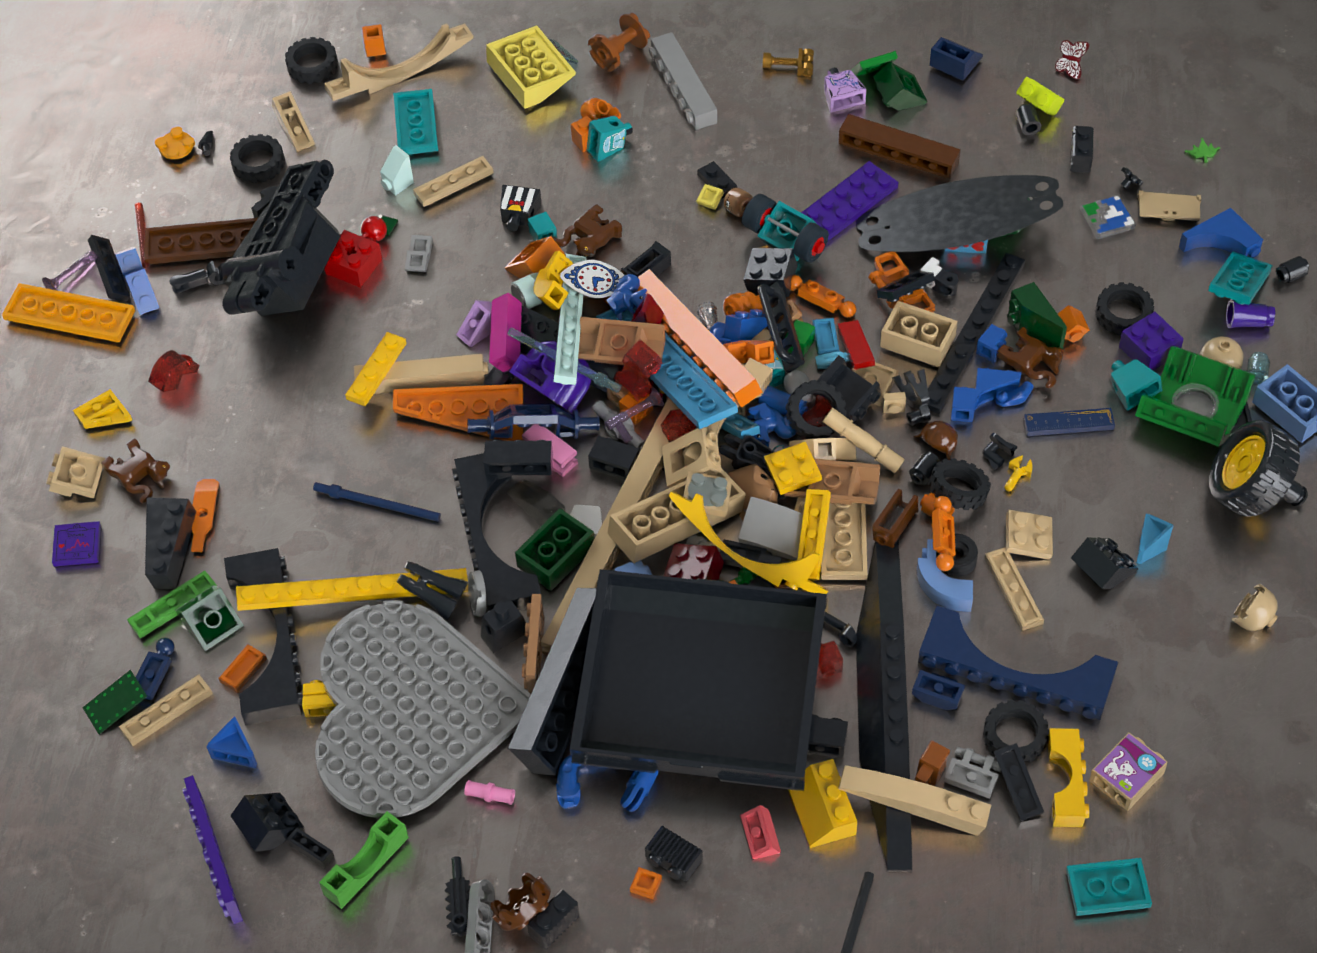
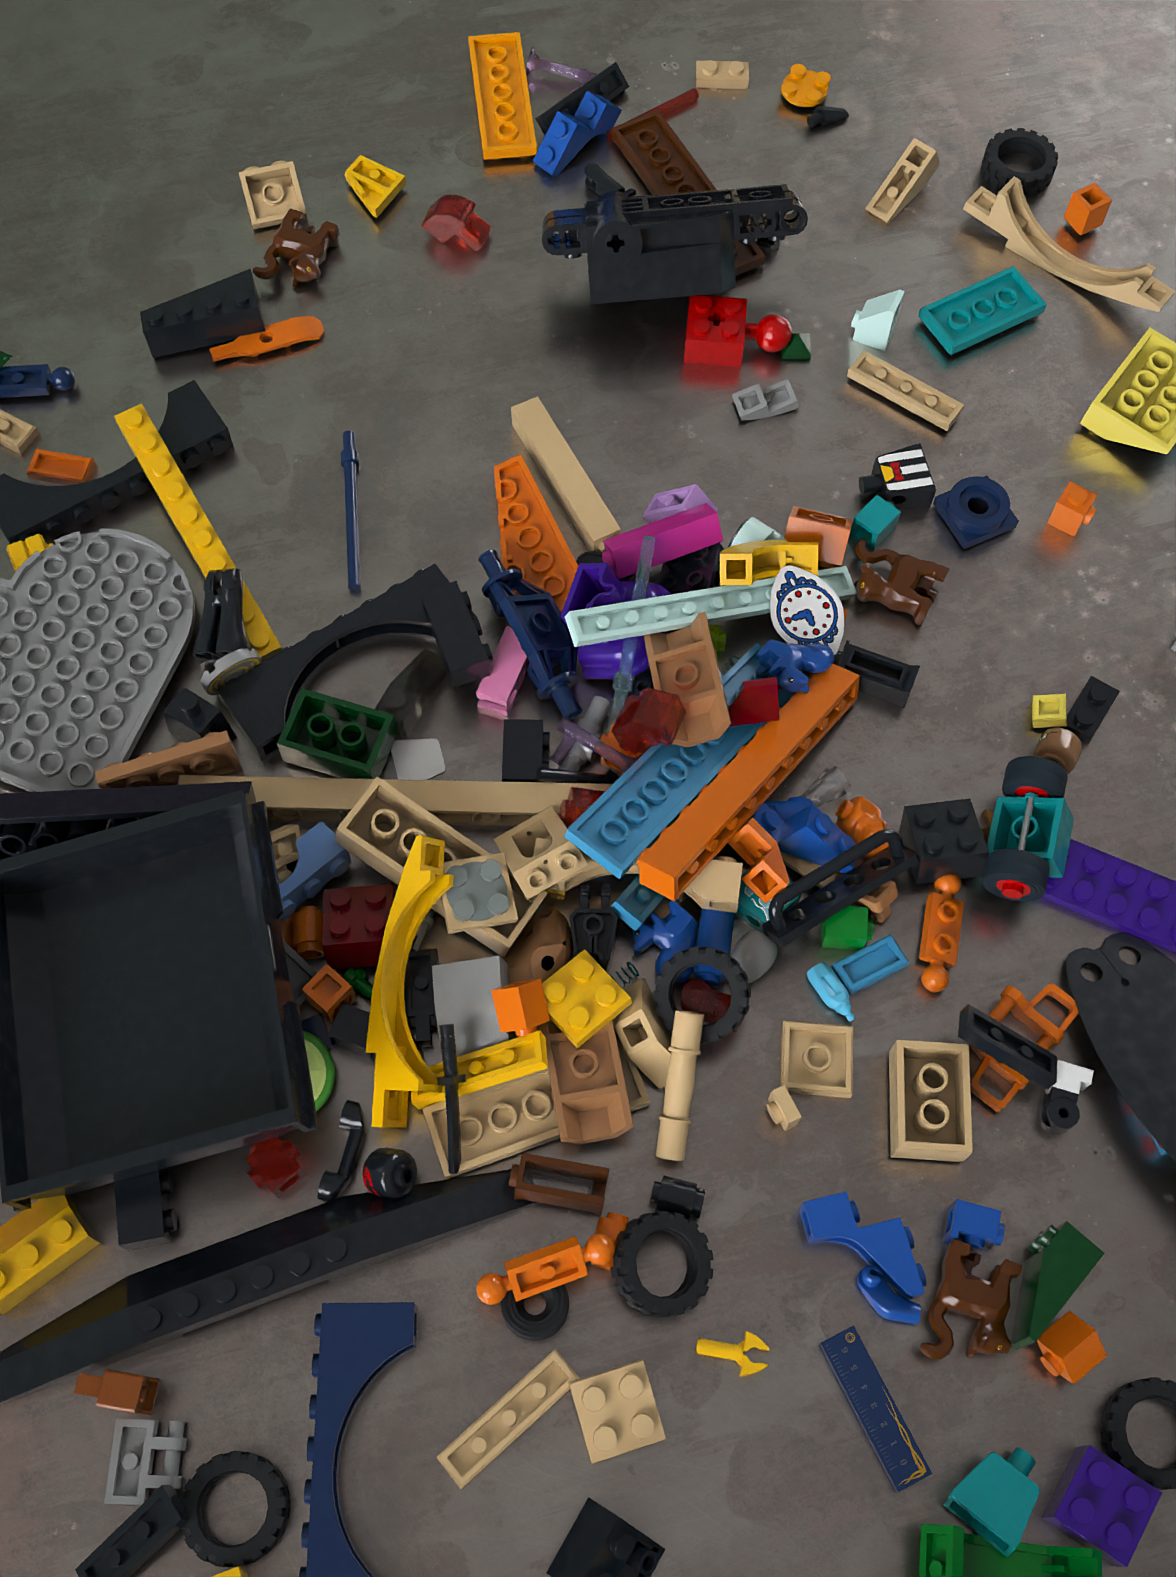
camera: 65 degrees right, 10 degrees up
(76, 543) = (182, 239): dark purple tile -> none
(131, 185) = (722, 74): none -> tan plate
(164, 608) = (126, 362): bright green plate -> none
(209, 617) = (108, 393): dark green slope -> none
(252, 144) = (826, 193): black tyre -> none
(376, 369) = (539, 420): yellow plate -> none
(561, 189) = (972, 527): none -> dark blue piece
(598, 109) = (1119, 511): orange head -> none
(606, 137) = (1081, 537): teal torso -> none
(651, 420) = (567, 776): none -> black piece
(787, 495) = (520, 1006): none -> orange brick
(815, 545) = (451, 1082): none -> black sword
(854, 389) = (774, 1029): black panel -> none
(854, 600) = (389, 1172): none -> black head
(856, 344) = (870, 1013): red tile -> none
(917, 799) = (47, 1392): tan slope -> none
(921, 411) = (807, 1129): black piece -> none
(937, 690) = (279, 1357): dark blue slope -> none
(940, 436) = (747, 1202): reddish brown hair -> none
(941, 589) = (459, 1300): medium blue arch -> none
(974, 328) = (989, 1187): black plate -> none
(989, 451) = (747, 1304): black piece -> none

